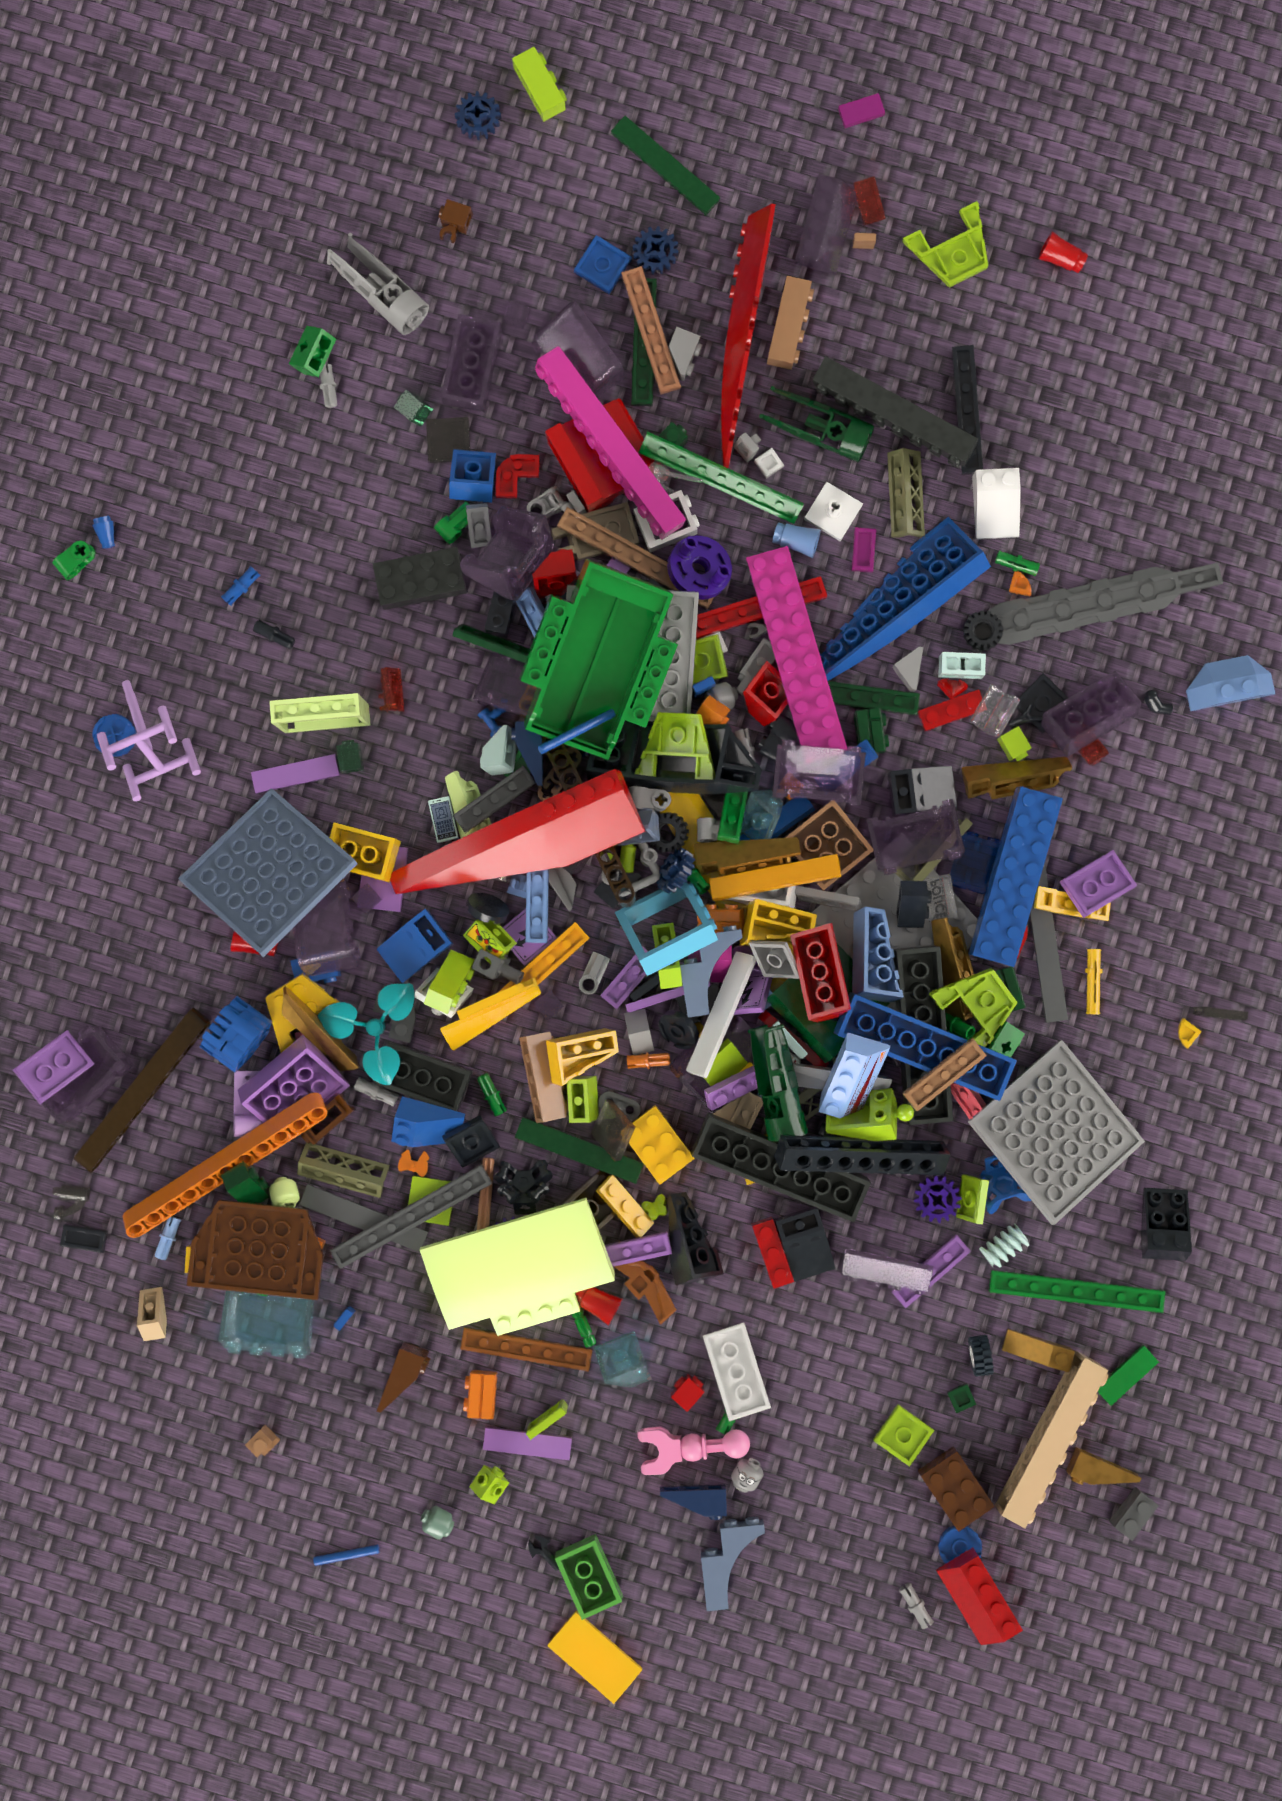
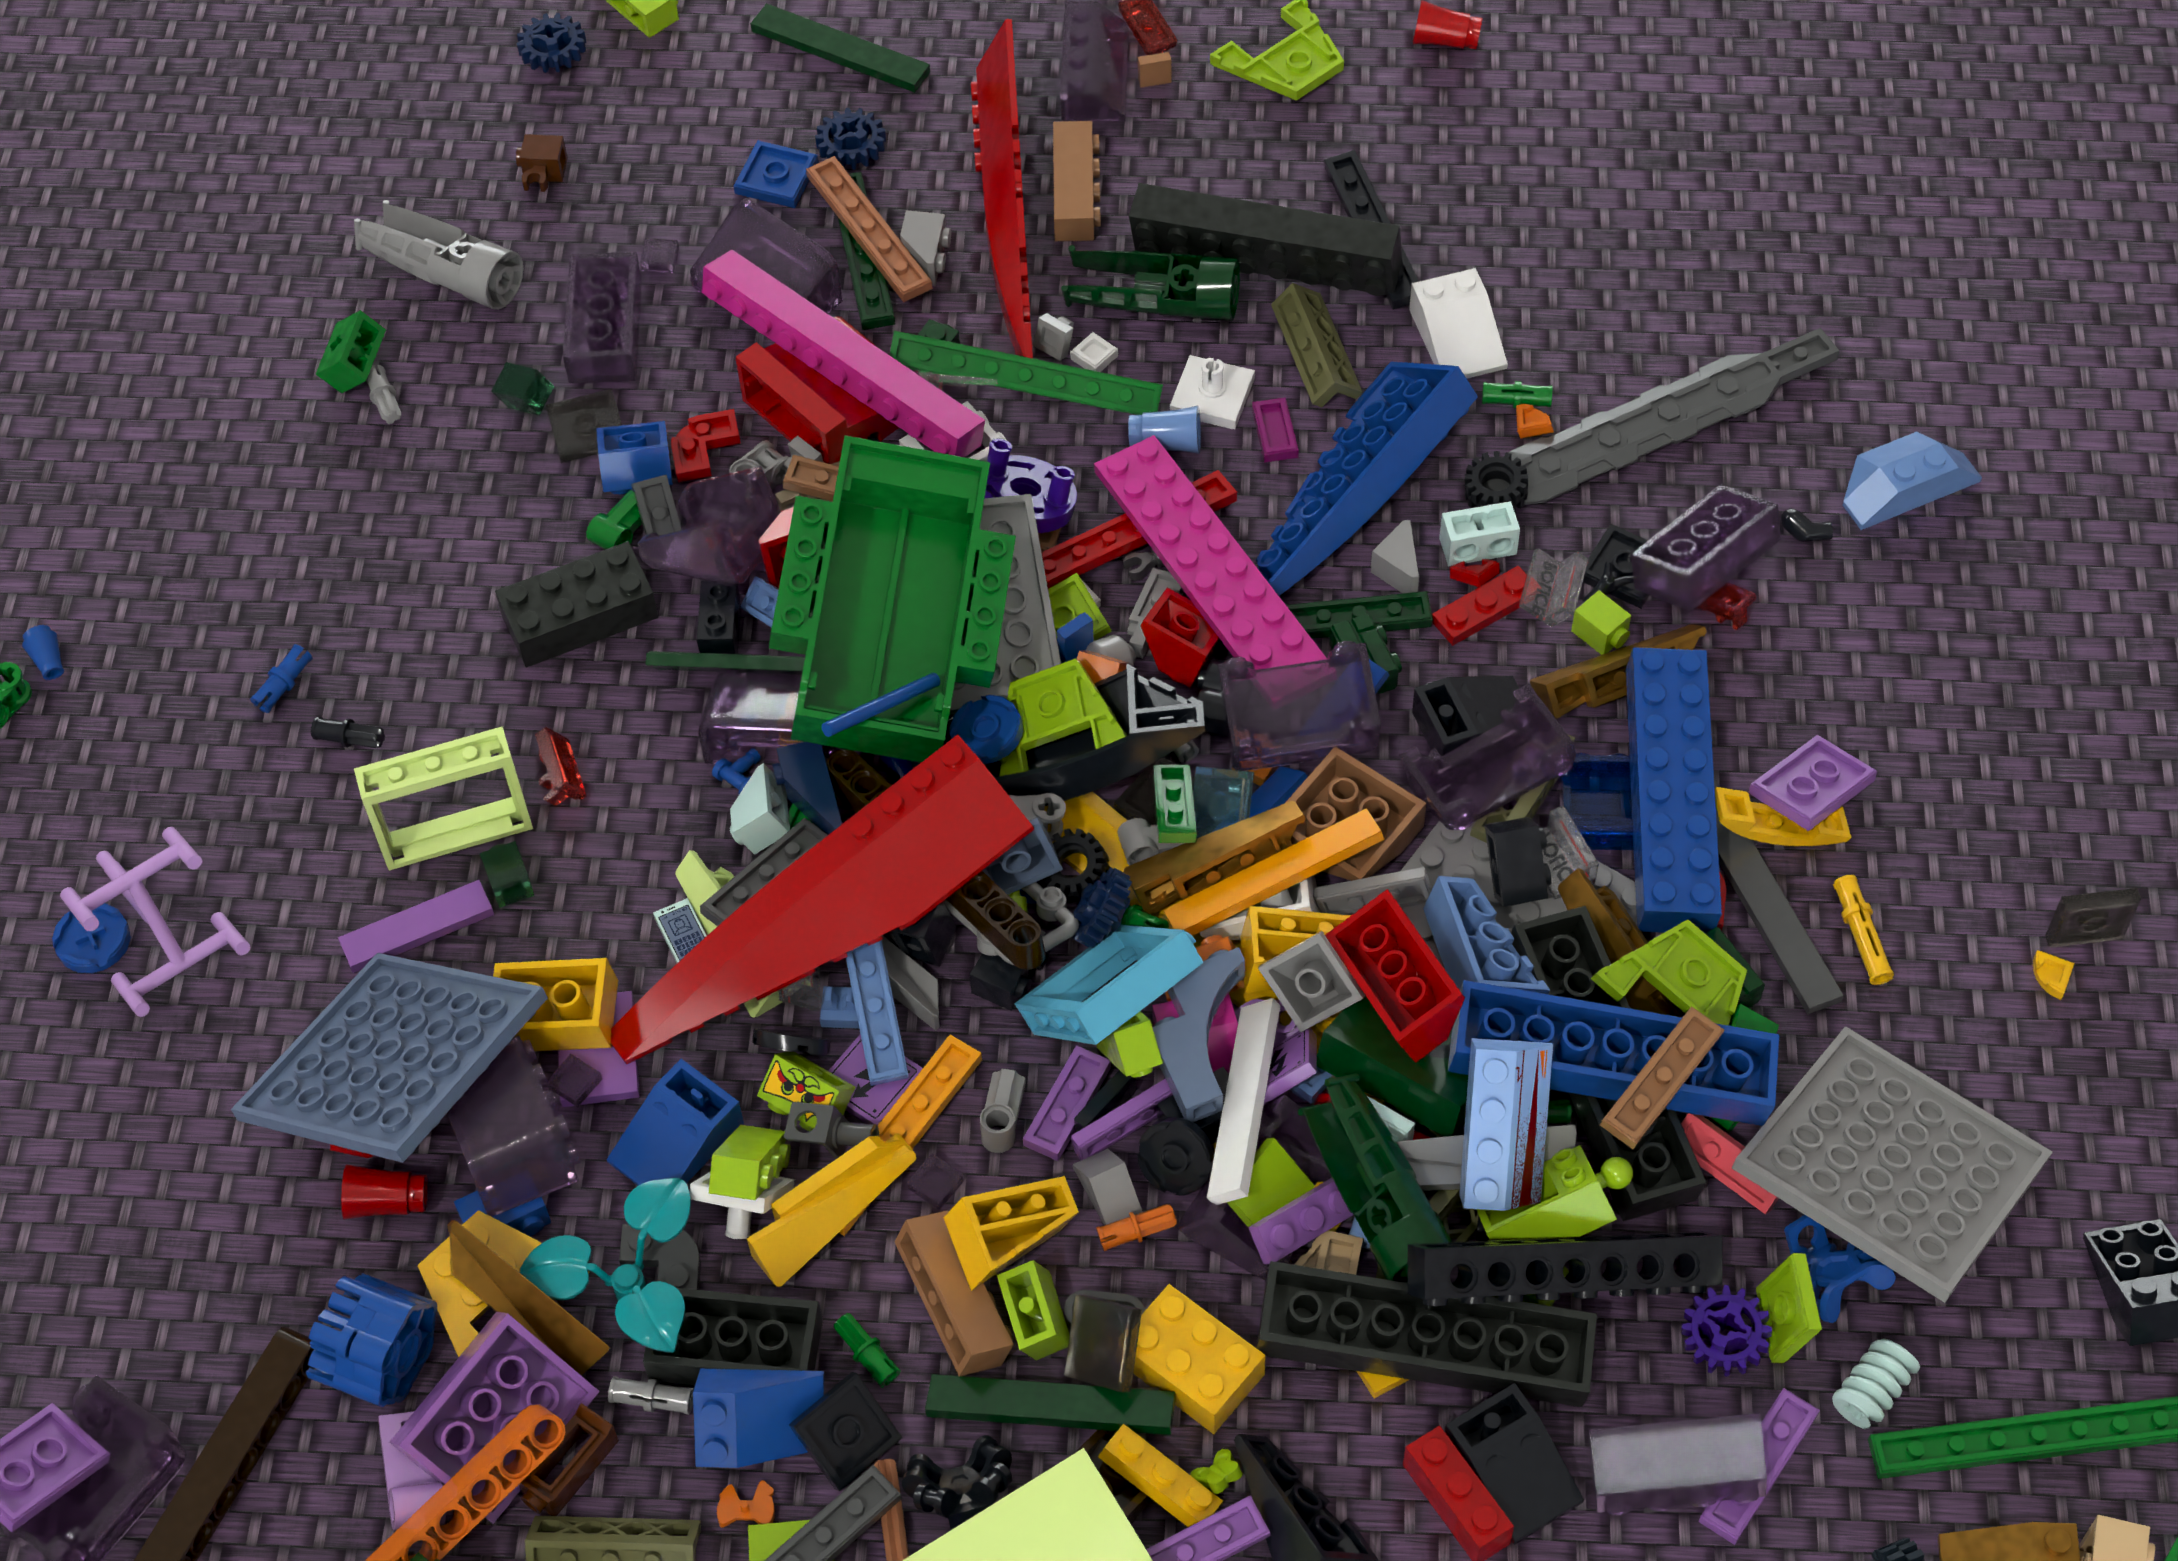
camera: 20 degrees left, 30 degrees down
(637, 742) = (988, 727): none -> blue tile

